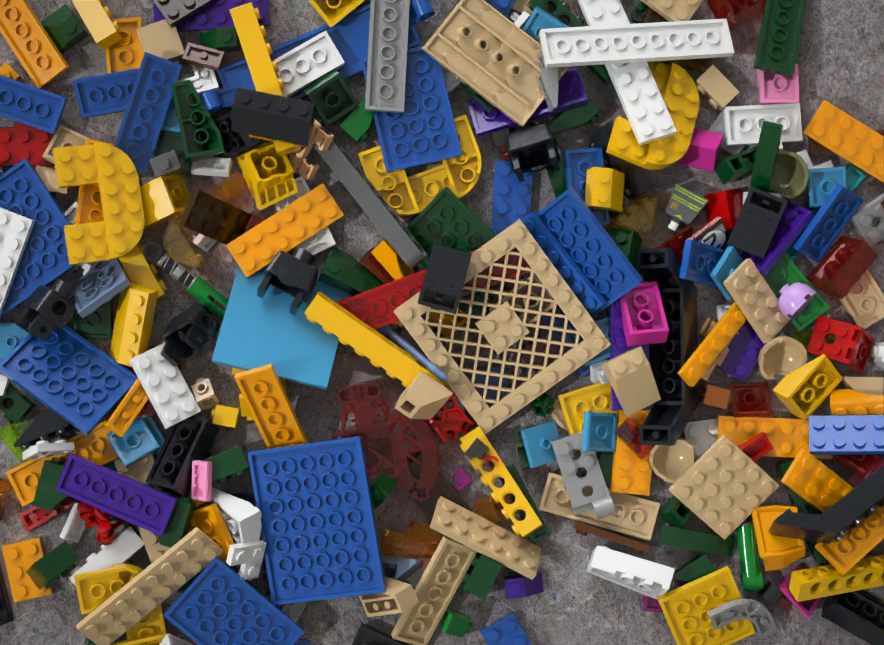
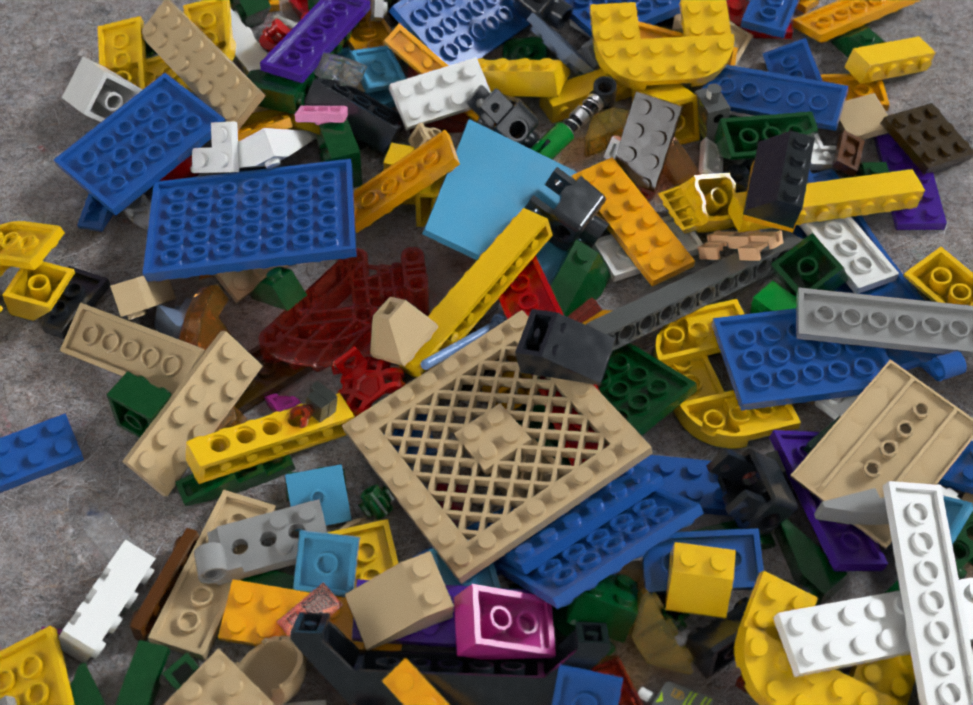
camera: 90 degrees right, 35 degrees down
(152, 469) = (338, 68): none -> clear slope
(456, 623) = (83, 377): green slope -> none
(522, 586) = (115, 475): dark purple slope -> none

